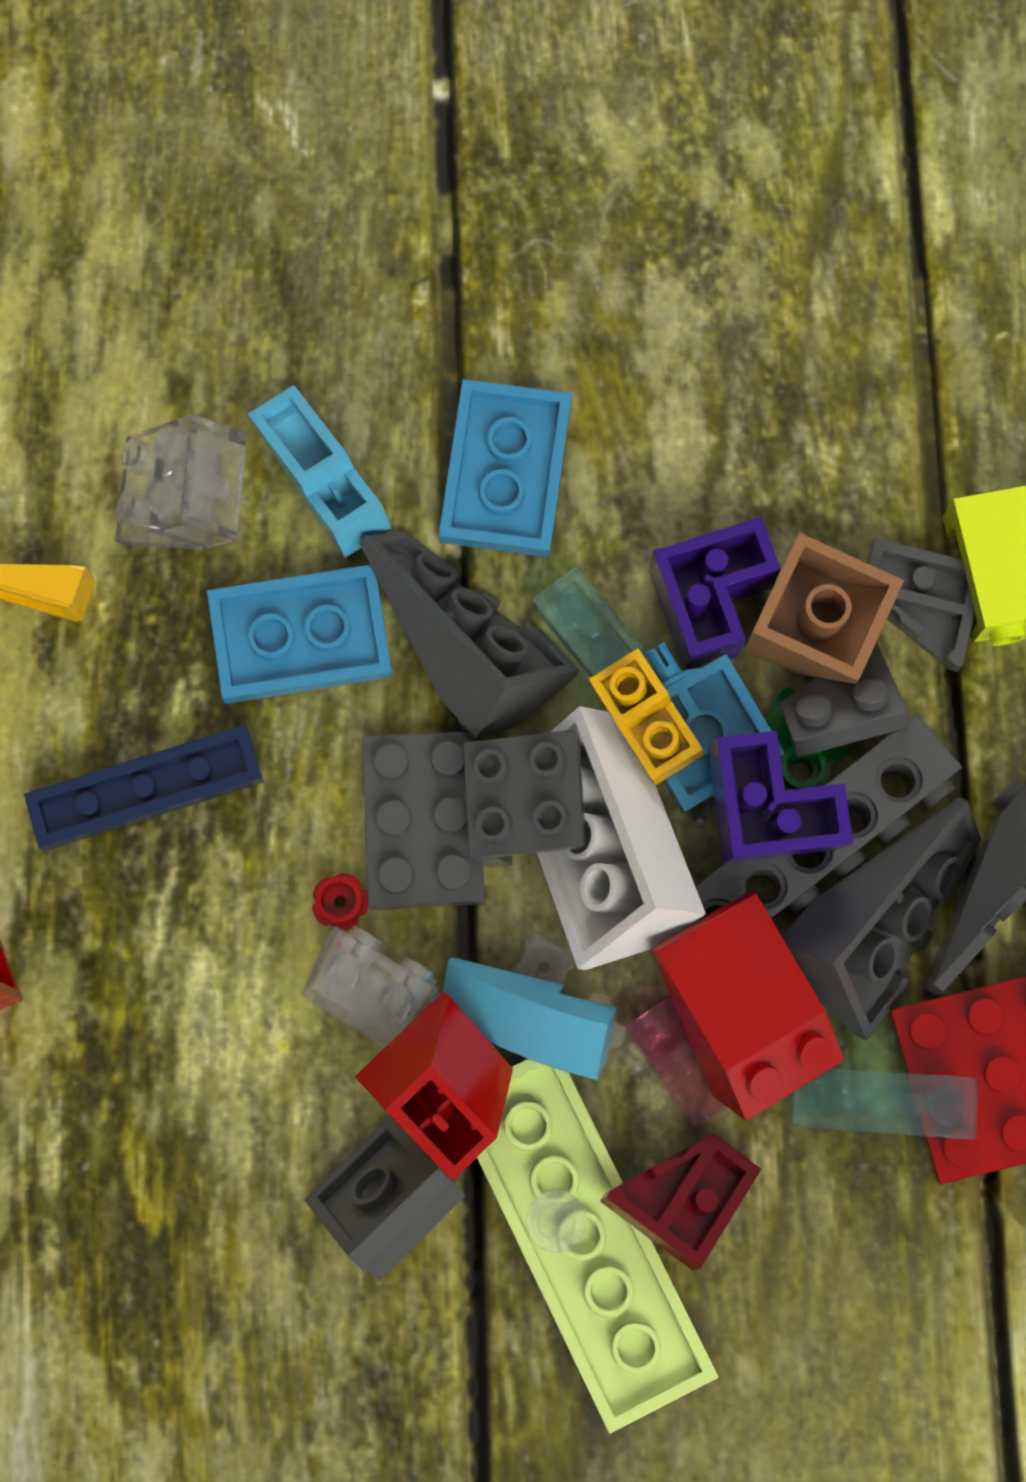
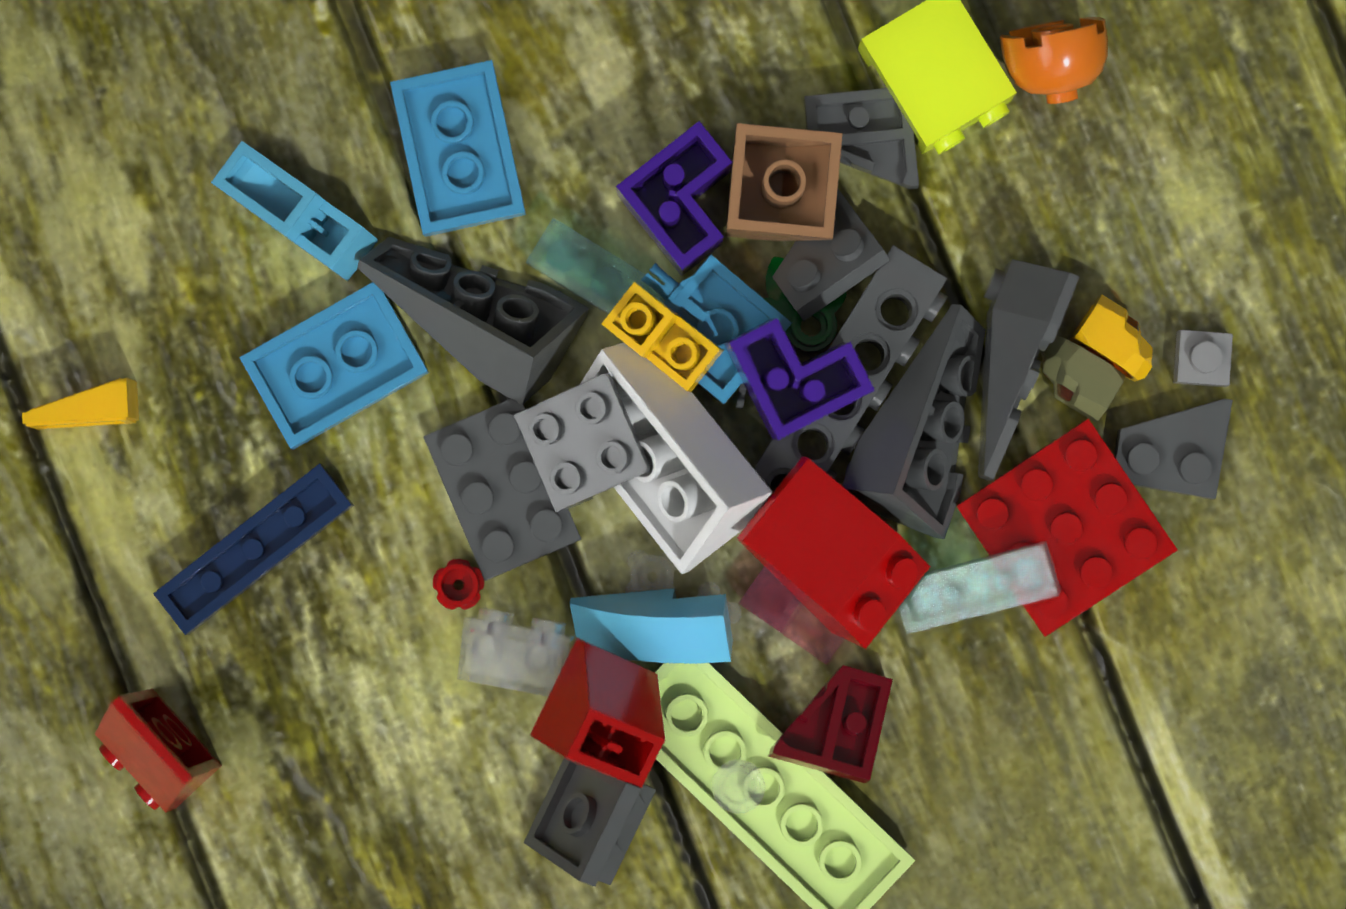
camera: 15 degrees left, 10 degrees up
(181, 485) = (178, 270): clear slope -> none

